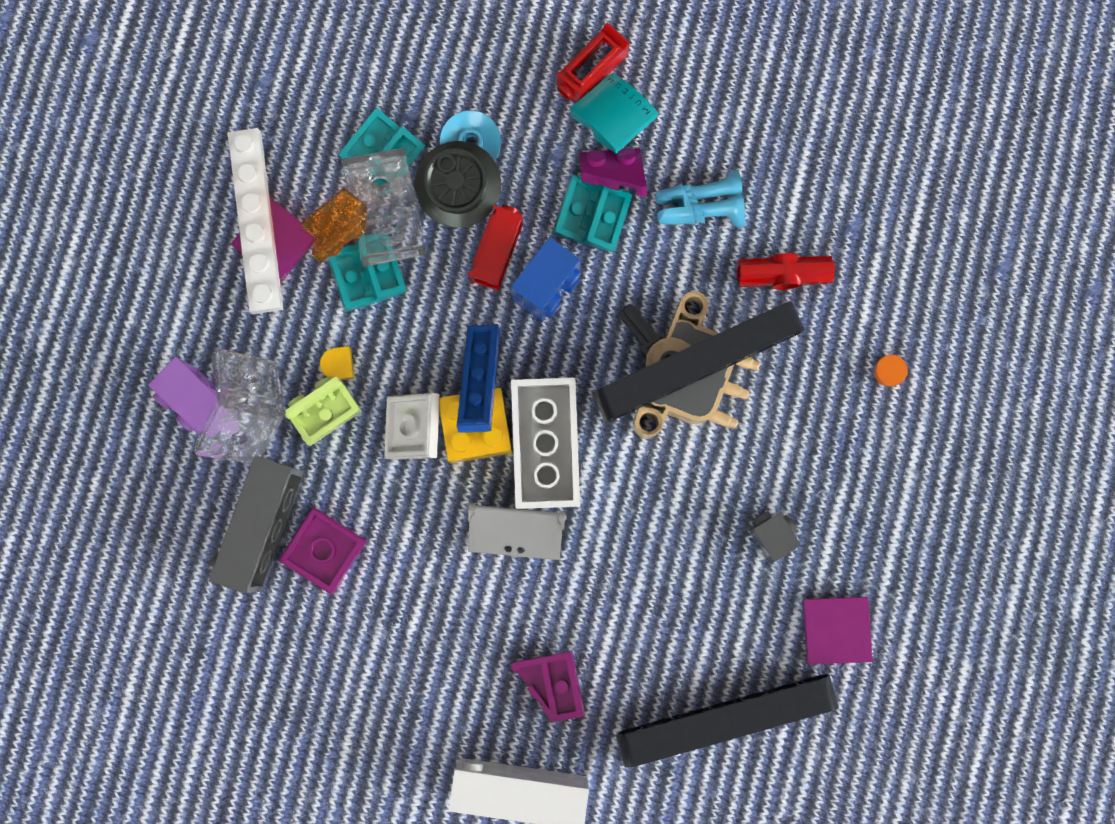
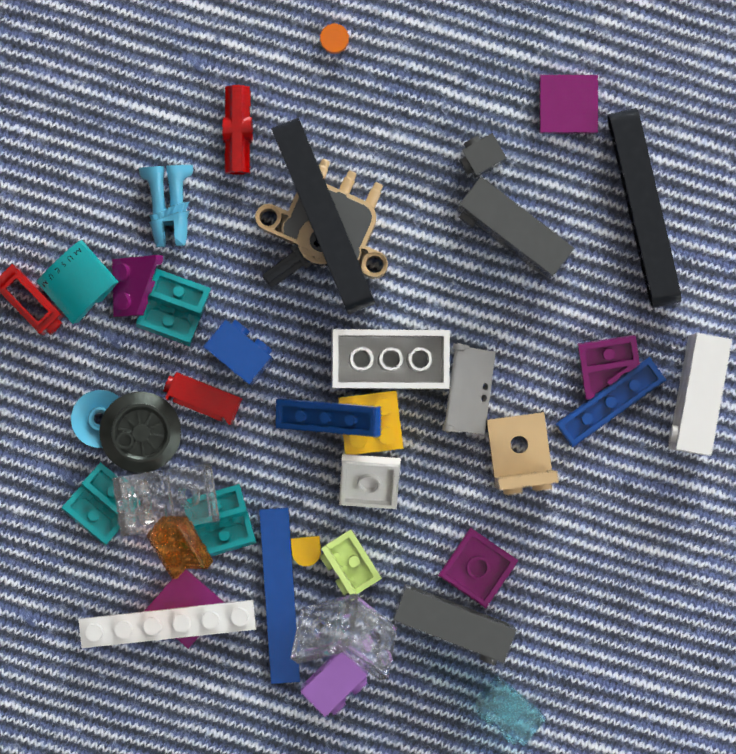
camera: 85 degrees left, 5 degrees up
(161, 590) = (509, 710): none -> clear light blue brick
(292, 337) = (279, 594): none -> blue tile
(430, 597) = (522, 469): none -> tan bracket
(509, 691) = (610, 402): none -> blue tile
(697, 573) = (514, 228): none -> dark grey brick

